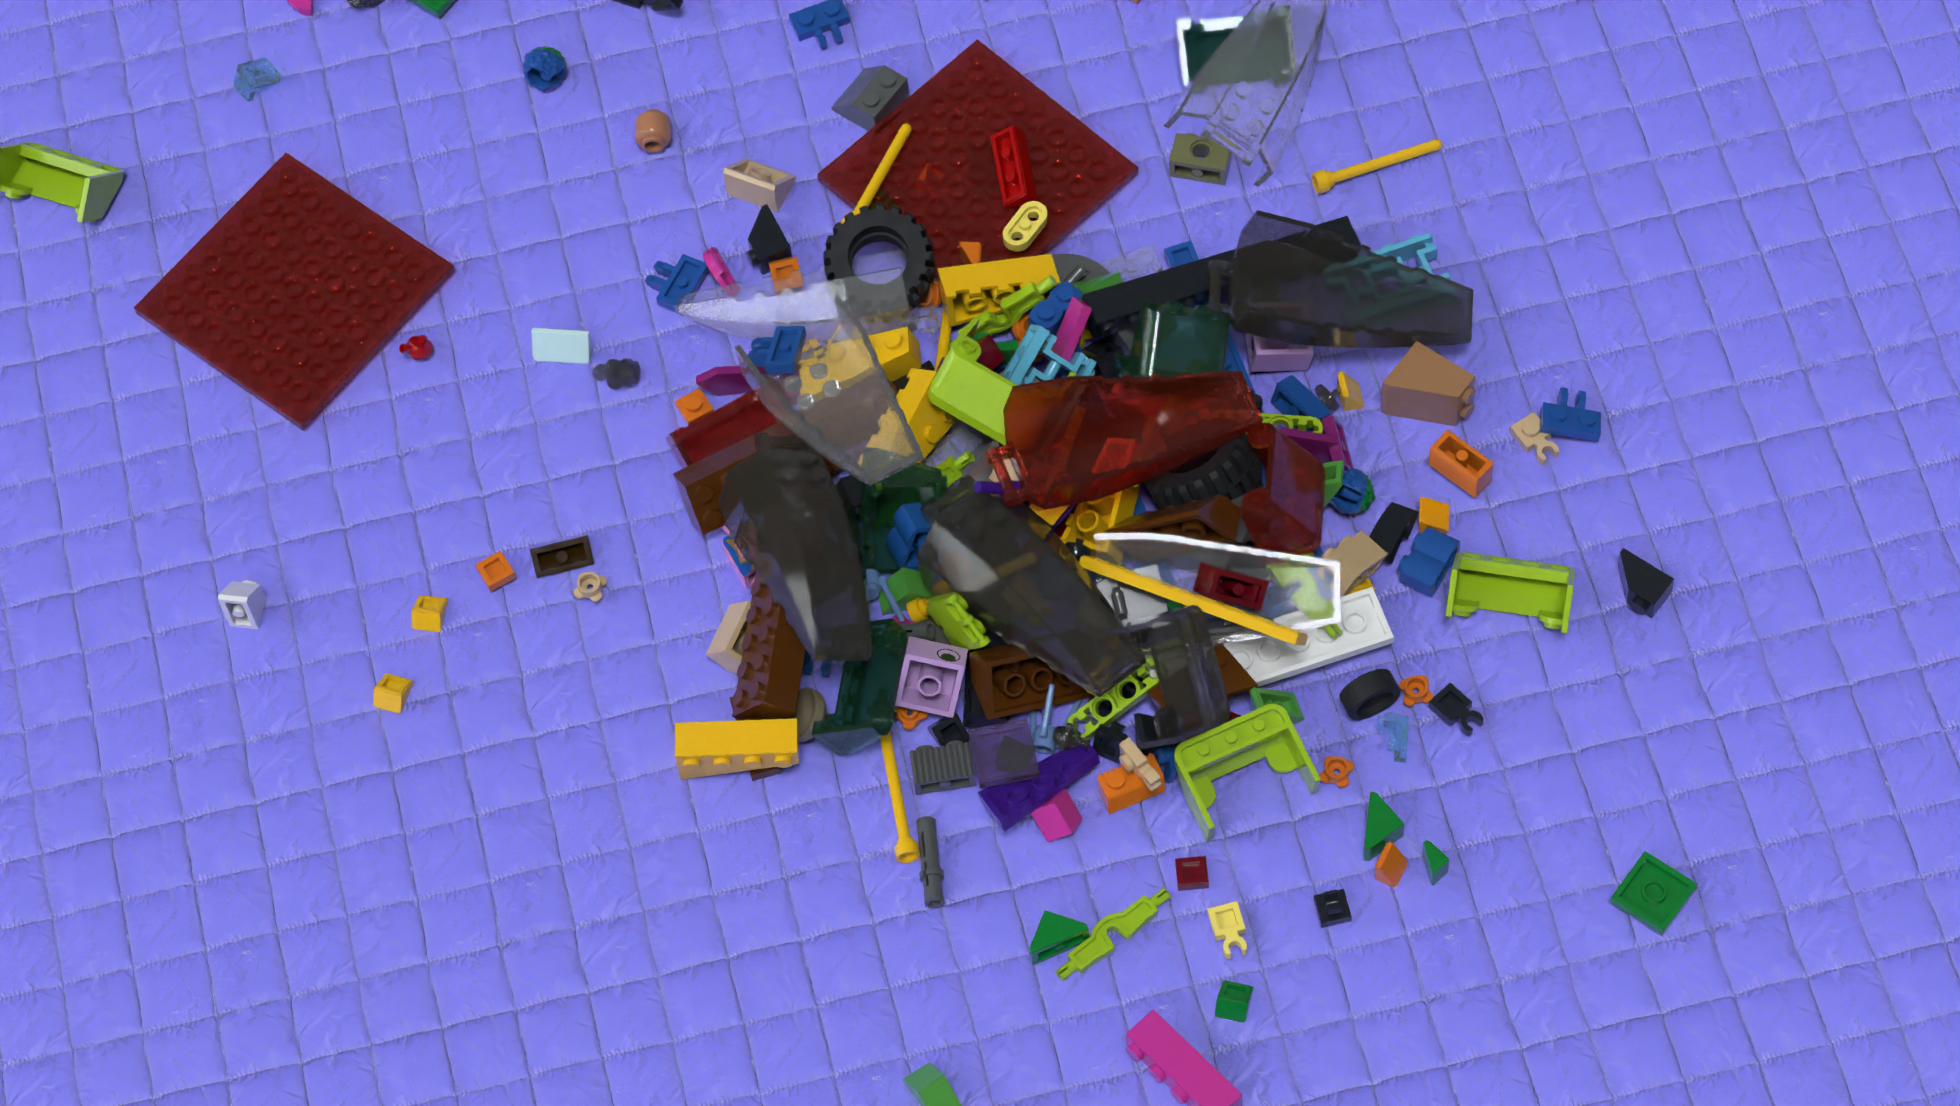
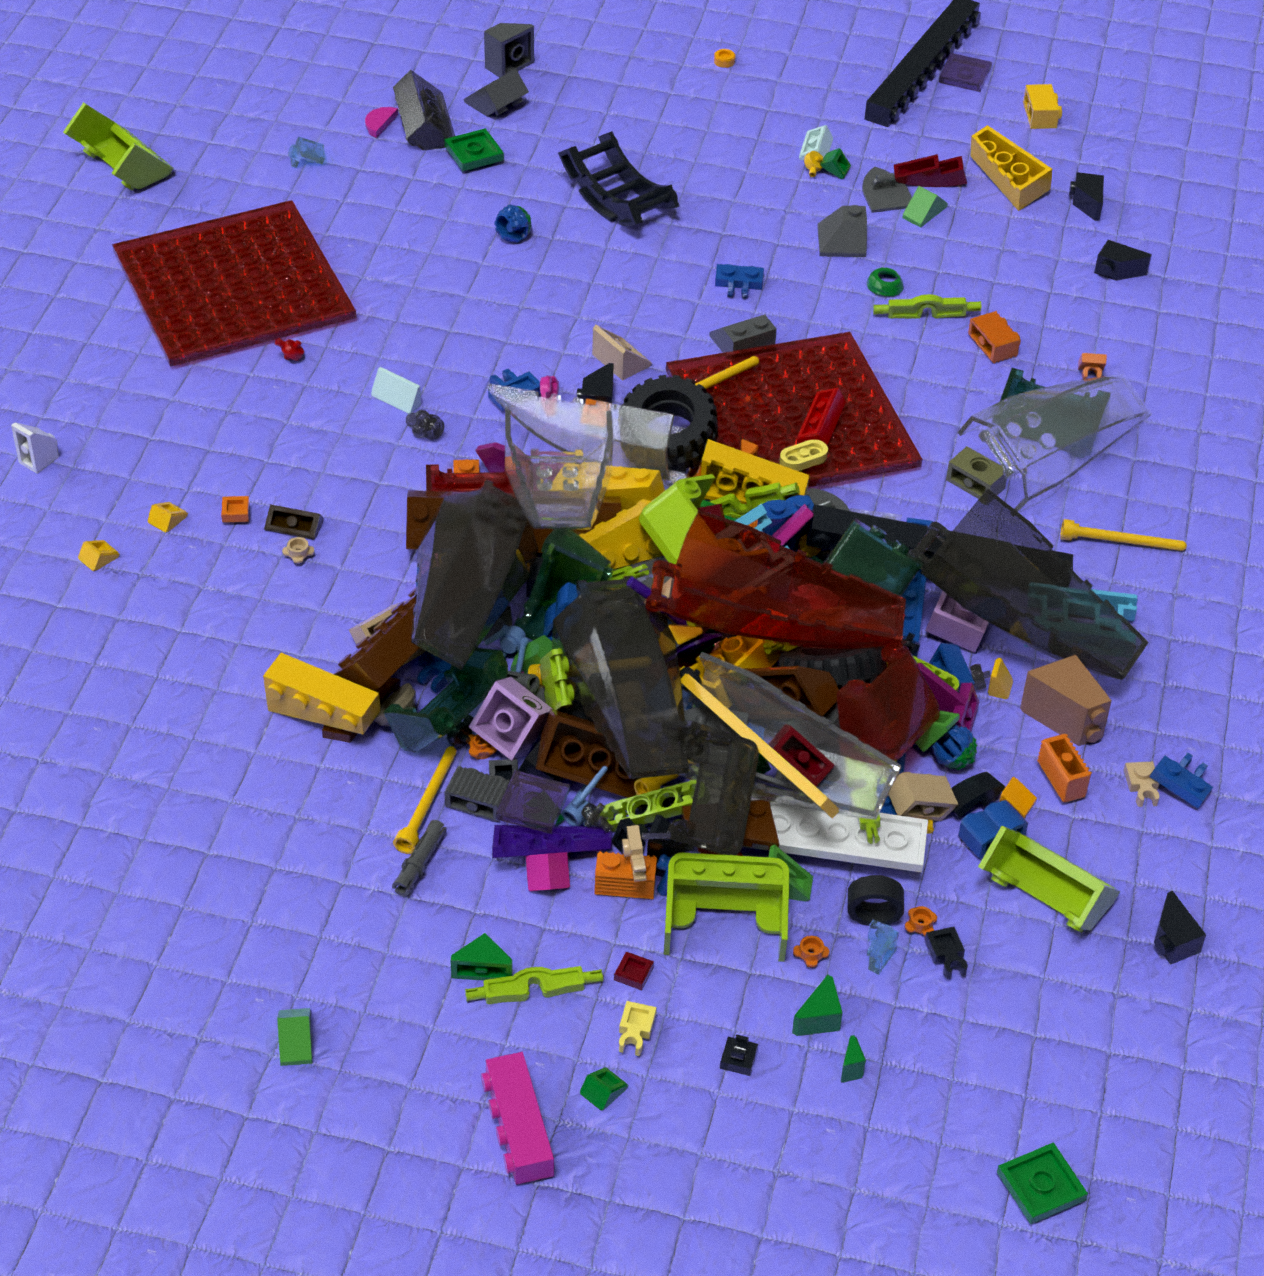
camera: 20 degrees right, 15 degrees down
(653, 130) = (563, 290): nougat head -> none
(781, 352) = (547, 443): blue hinge -> none
(1390, 865) = (811, 1044): orange slope -> none

